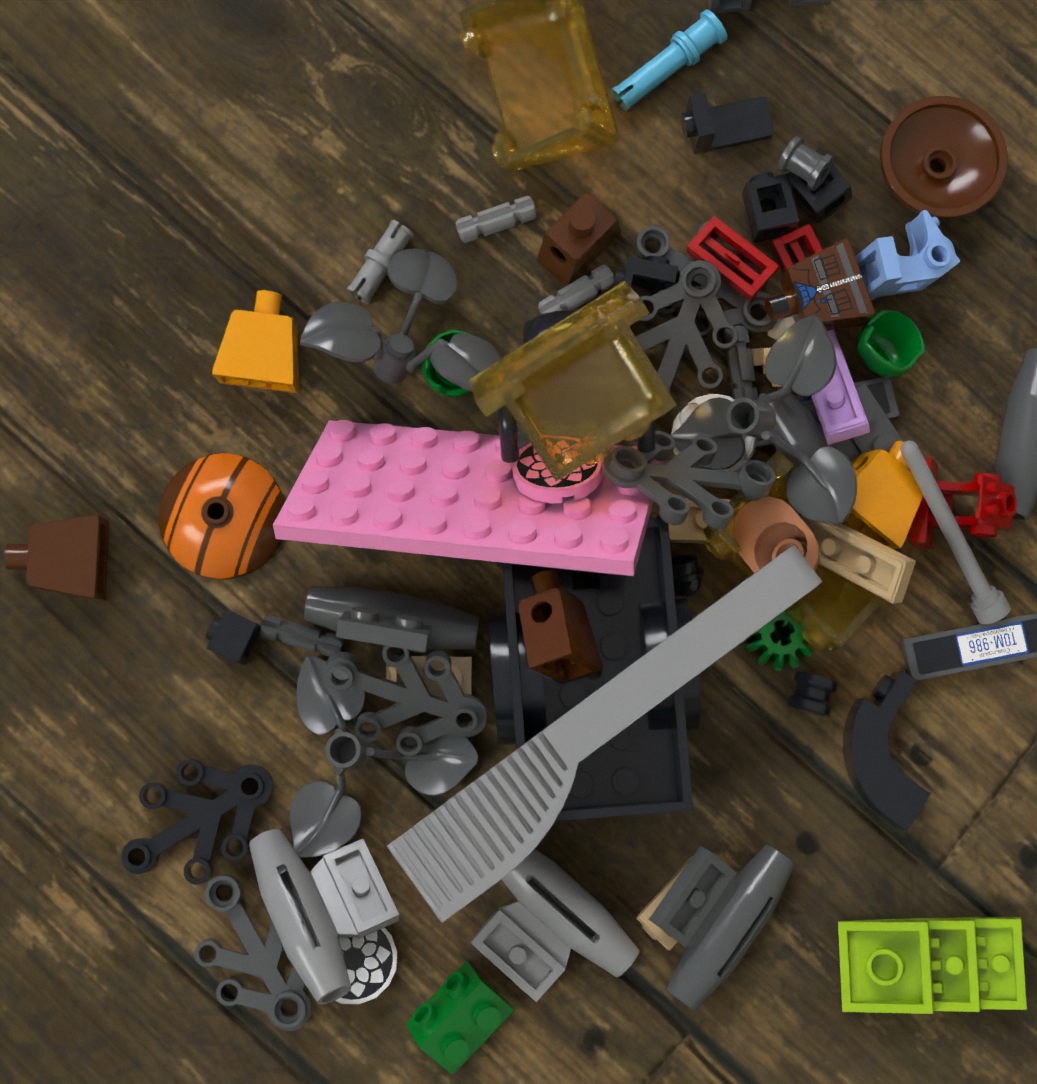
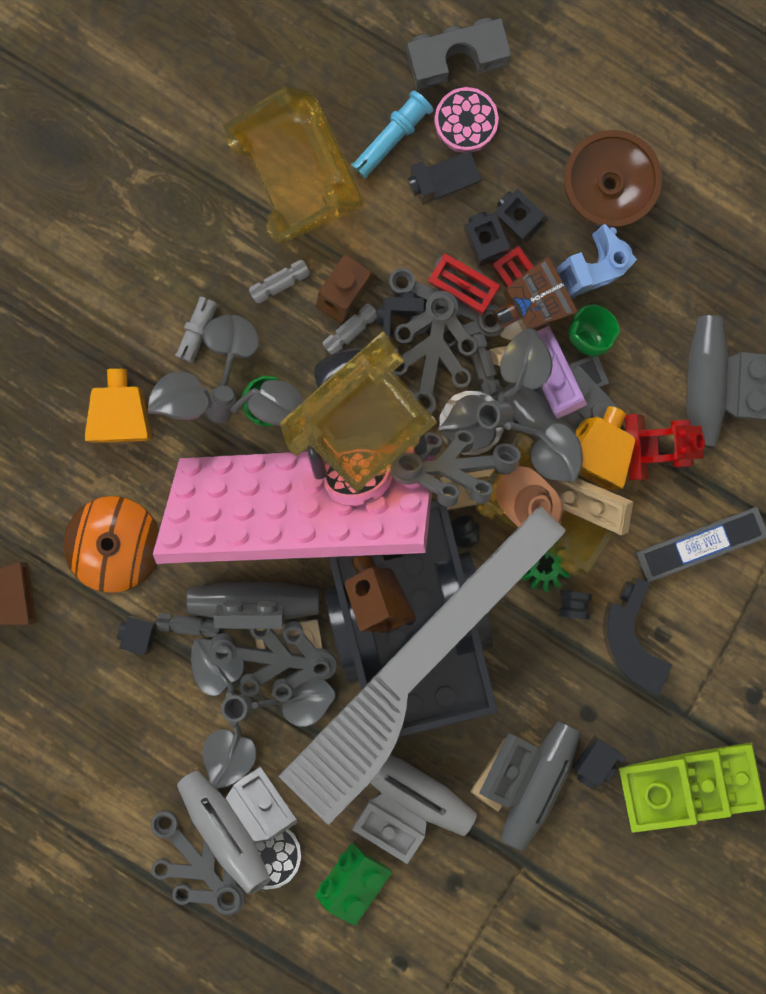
camera: 10 degrees left, 5 degrees up
(204, 815) = (140, 769): black plant -> none
(766, 58) = (466, 120): none -> tile
(805, 163) = (507, 203): dark grey bush -> none
(811, 909) = (597, 763): none -> black brick
(988, 603) = (695, 514): light grey piece -> none

